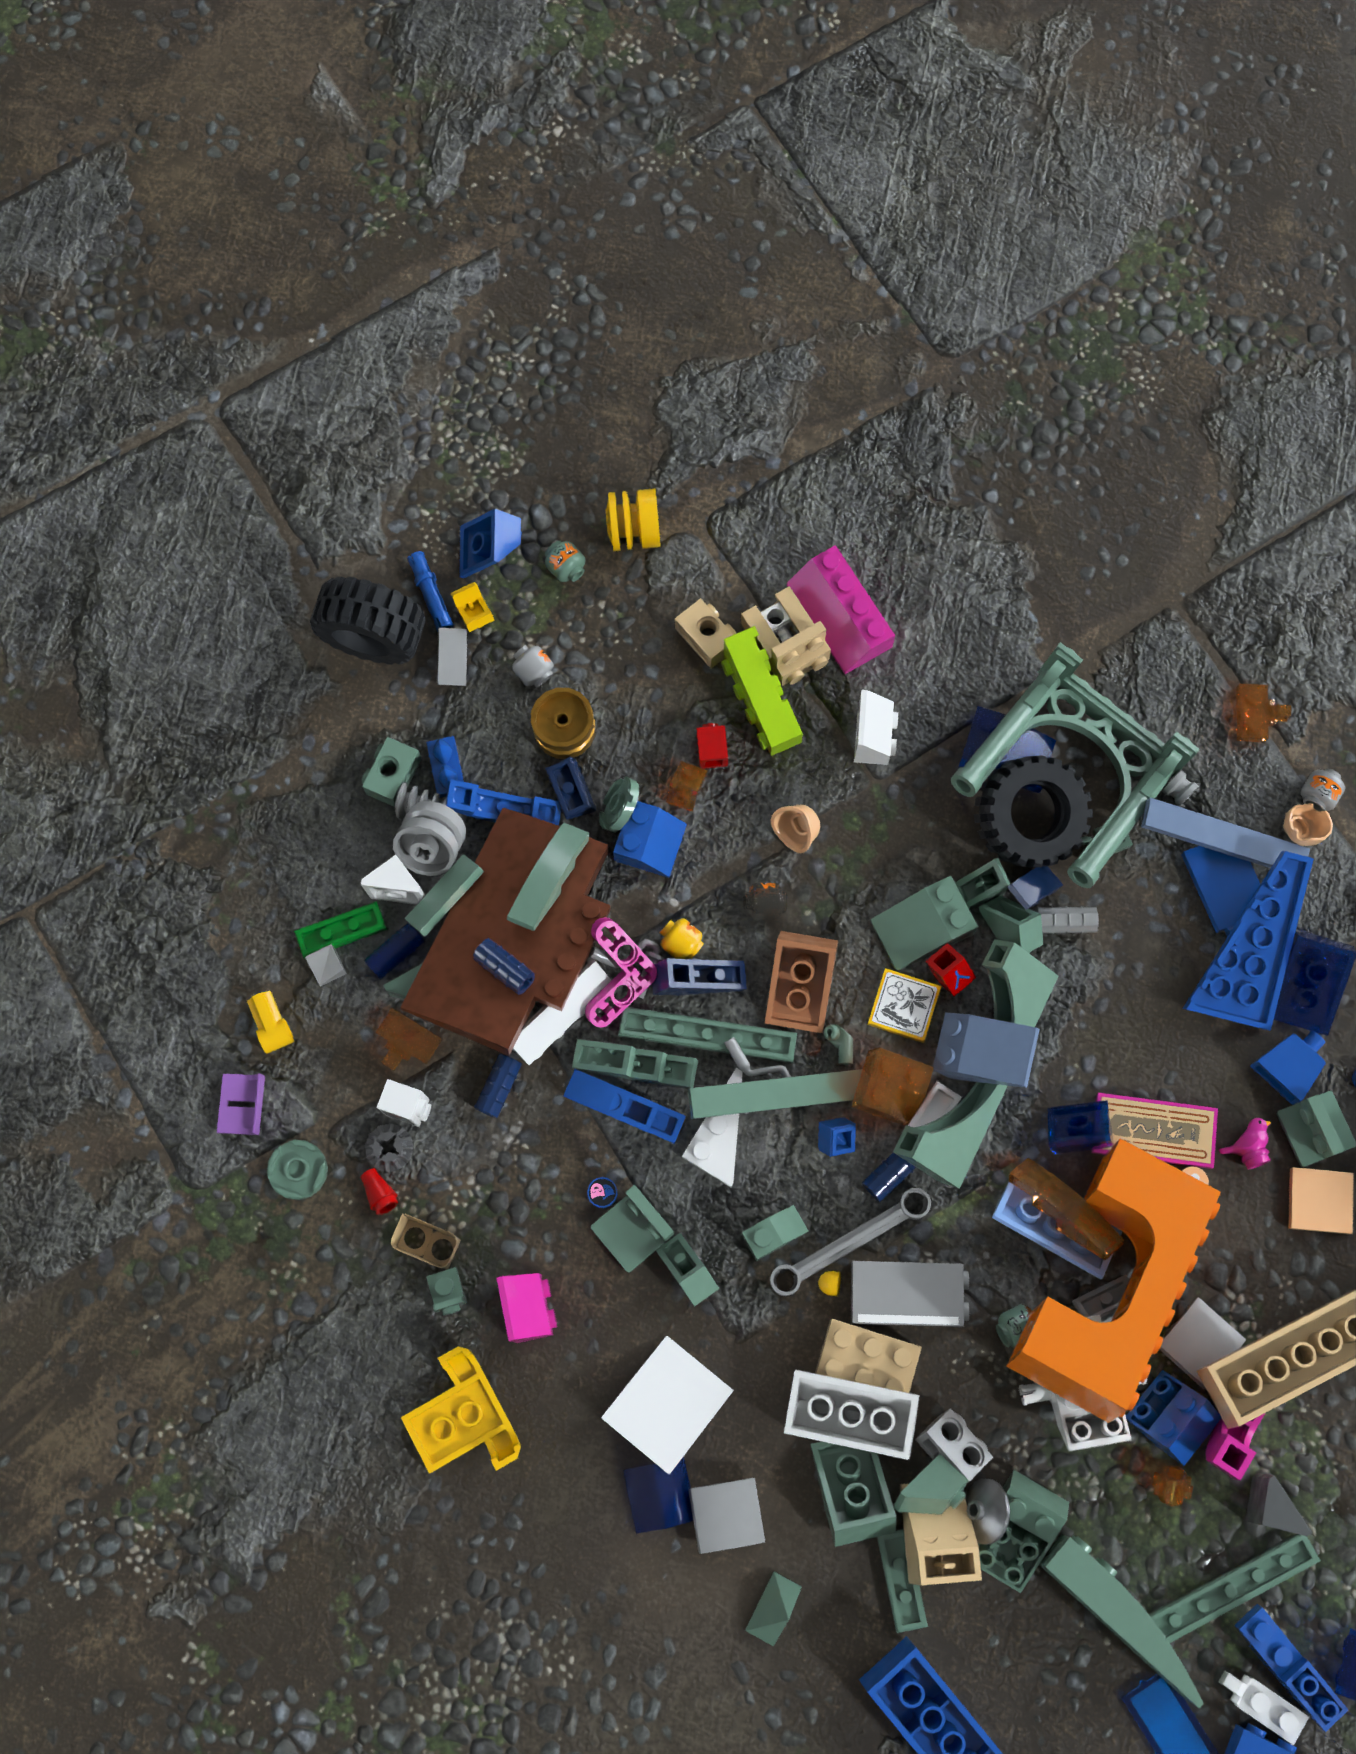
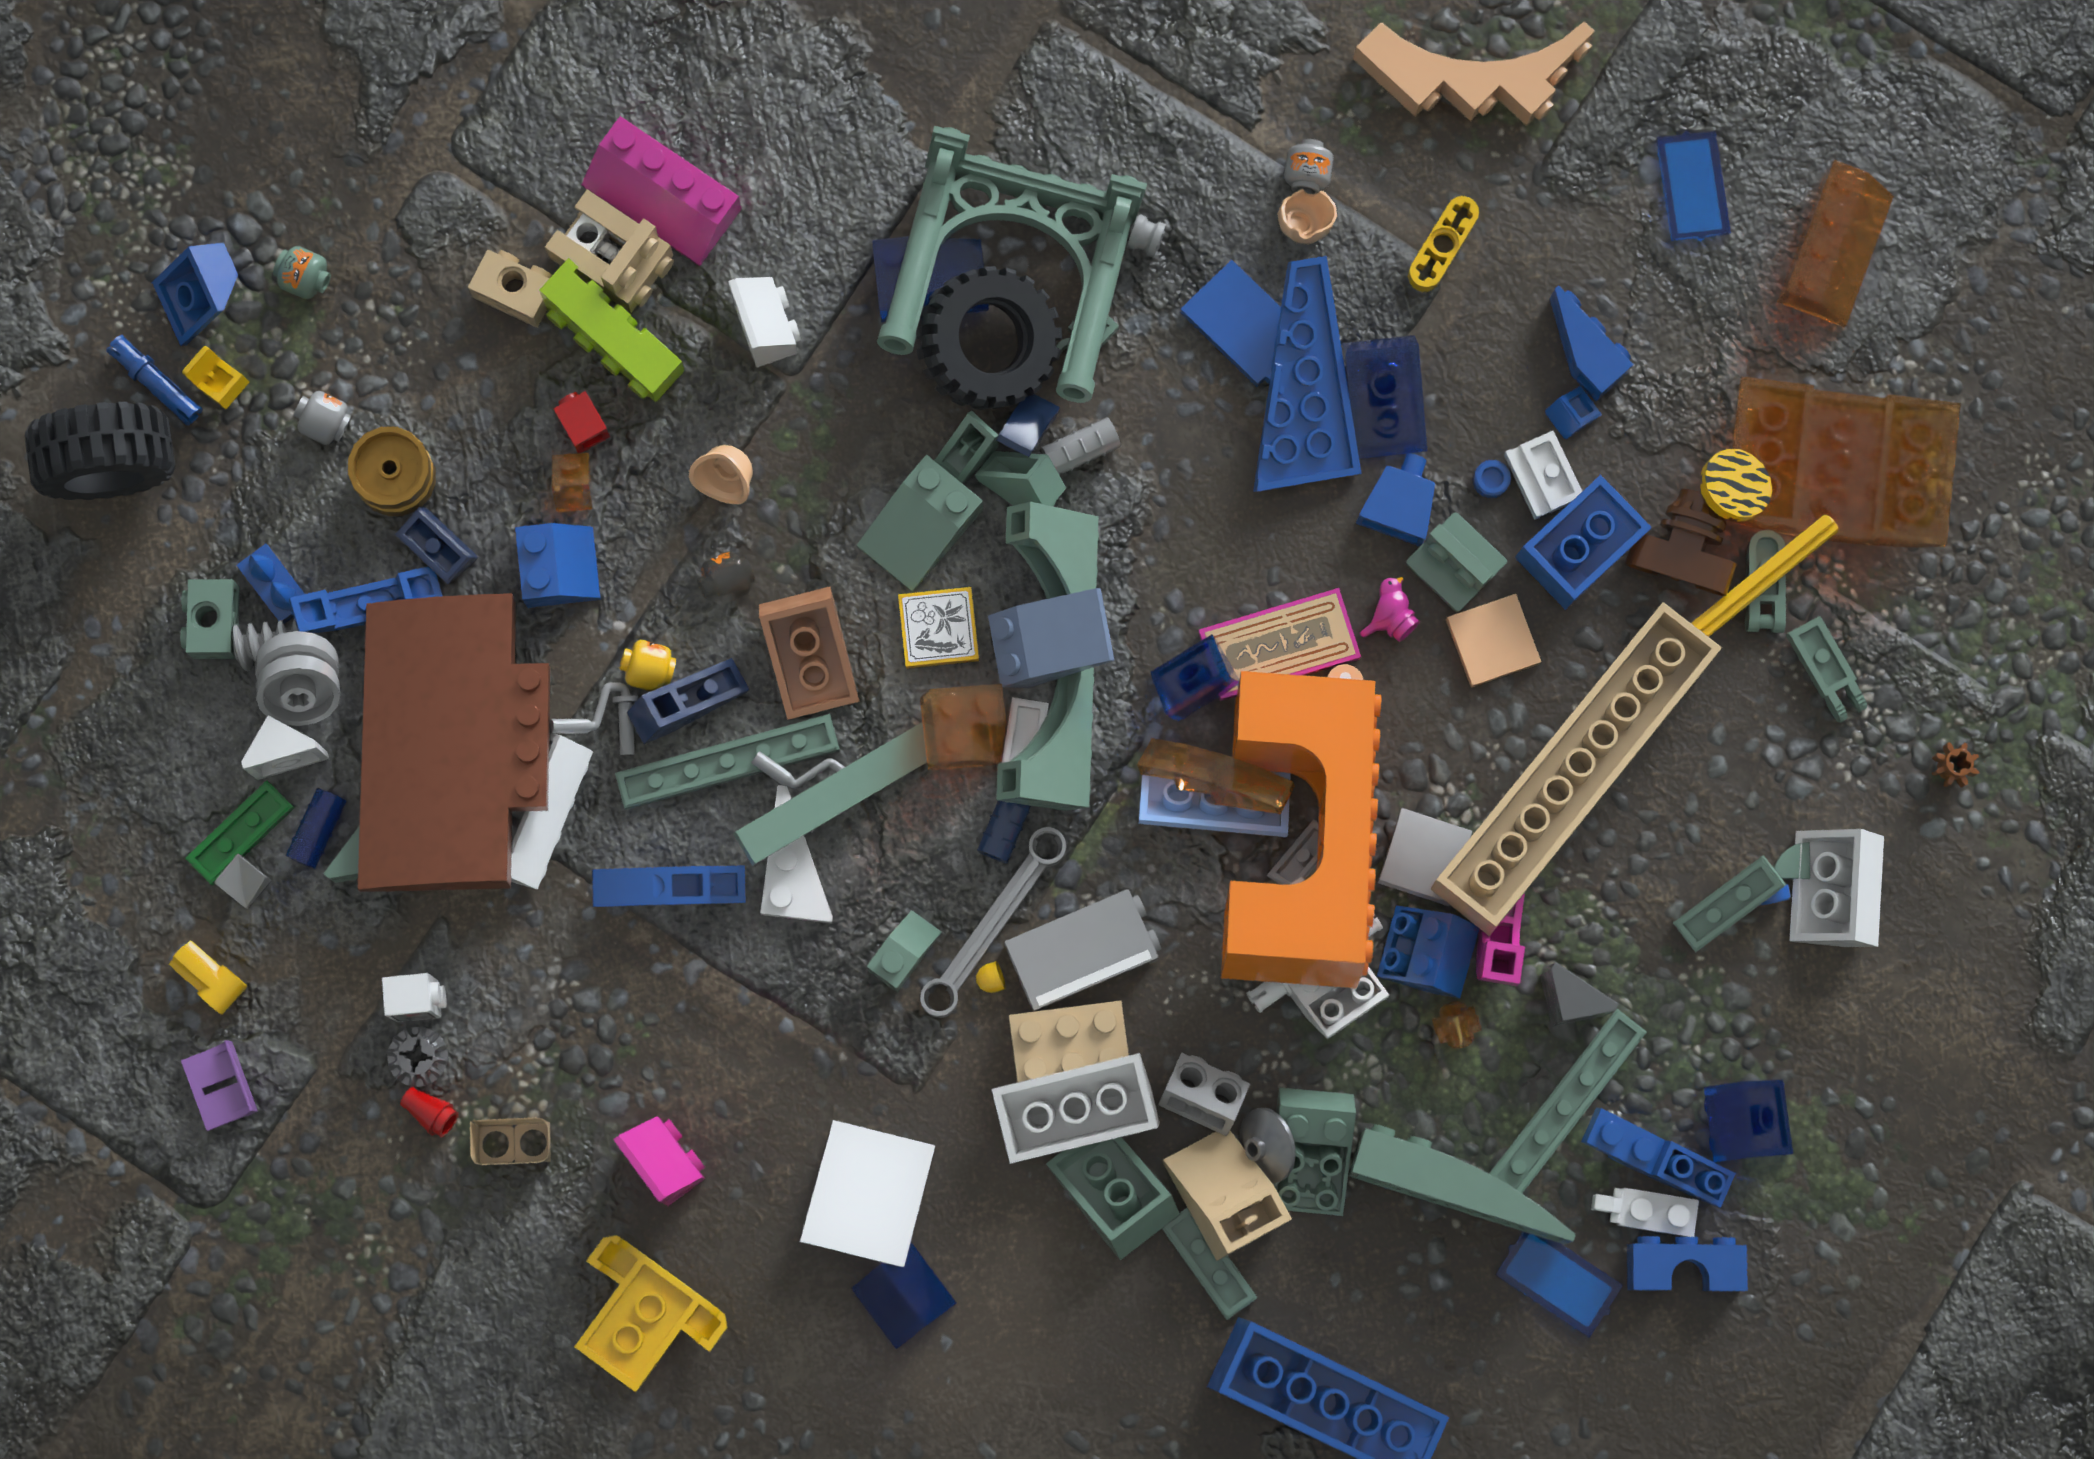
camera: 35 degrees left, 5 degrees up
(297, 1169) = (322, 1130): sand green tile -> none
(406, 1040) = (378, 925): clear orange hinge -> none
(444, 895) = (346, 737): sand green tile -> none
(446, 1291) = (560, 1186): sand green bracket -> none
(452, 656) = (218, 448): light grey slope -> none
(498, 1086) = (511, 929): dark blue axle -> none
(504, 966) = (458, 788): dark blue axle -> none
(547, 877) = (460, 662): sand green slope -> none
(602, 1192) = (688, 995): tile -> none
(619, 803) = (505, 539): sand green tile -> none
(628, 976) = (605, 736): dark pink beam -> none
(632, 1229) = (741, 1020): sand green bracket -> none
(633, 519) = (363, 187): yellow wheel -> none
(634, 1063) = (658, 832): sand green slope -> none
(687, 1269) = (823, 1036): sand green slope -> none
(726, 1515) = (987, 1282): light grey slope -> none
(774, 1609) = (1082, 1358): sand green slope -> none
(836, 1136) = (926, 811): blue slope -> none
(842, 1041) = (885, 700): sand green arm -> none
(933, 1489) = (1199, 1148): sand green slope -> none
(950, 969) = (973, 563): red brick -> none
(1012, 1324) = (1210, 930): sand green head -> none
(1216, 833) = (1208, 272): sand blue tile -> none
(1257, 712) = (1198, 106): clear orange hinge -> none

